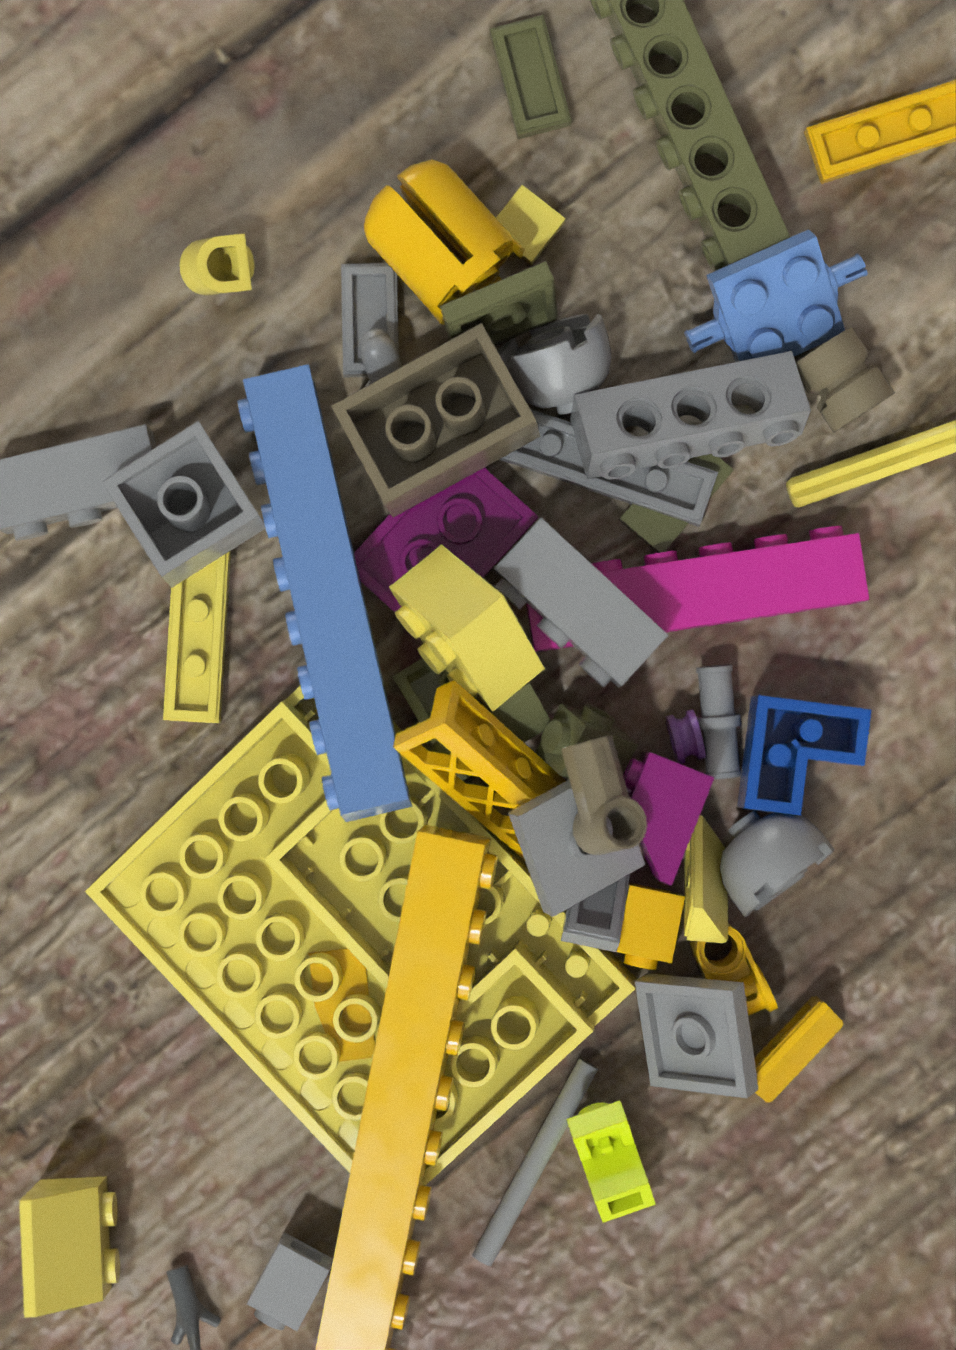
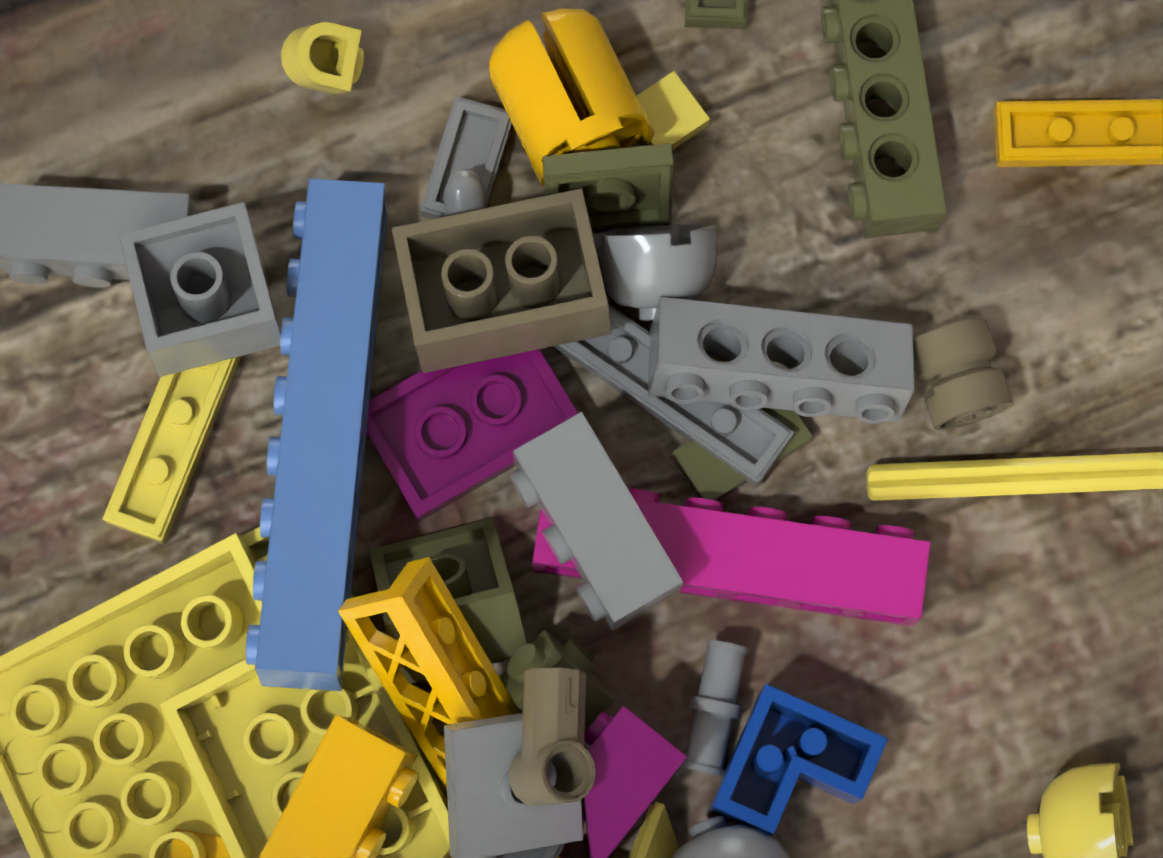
camera: 15 degrees right, 10 degrees down
(465, 628) = (462, 510): light yellow brick -> none
(685, 737) = (673, 711): medium lavender bush -> none
(777, 300) = (911, 266): medium blue plate -> none

